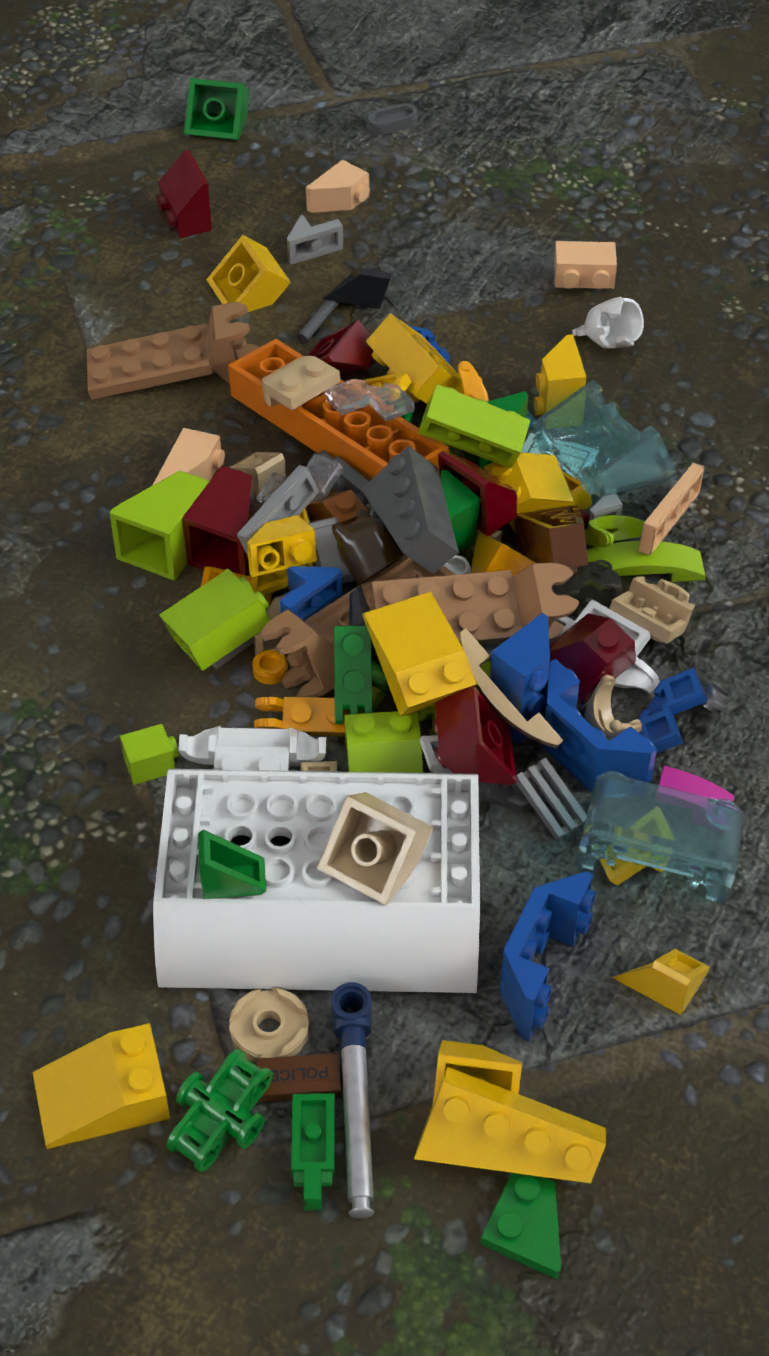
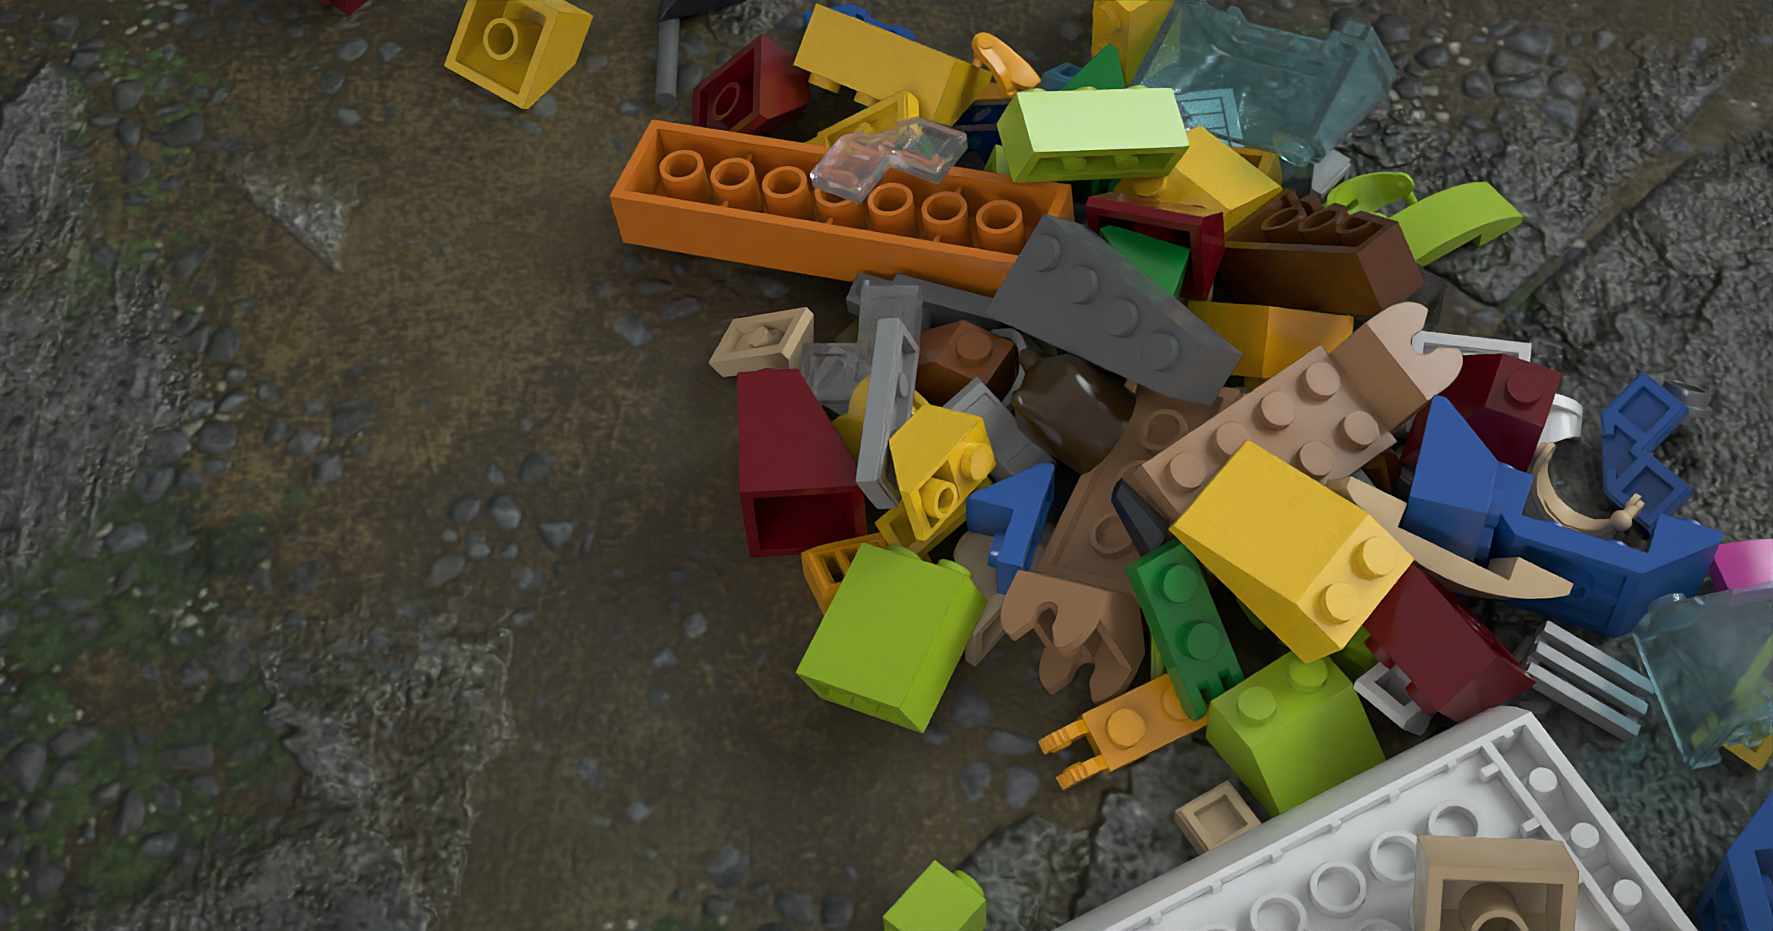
camera: 25 degrees left, 5 degrees up
(150, 525) = (685, 518): lime slope -> none
(170, 354) = (488, 218): medium nougat hinge -> none
(195, 454) = (648, 396): light nougat slope -> none
(252, 748) = (1098, 835): white plate -> none
(270, 667) = (1008, 670): light orange tile -> none
(298, 382) = (760, 178): tan slope -> none
(656, 608) = (1503, 300): tan slope -> none
(671, 509) = (1423, 137): light nougat tile -> none

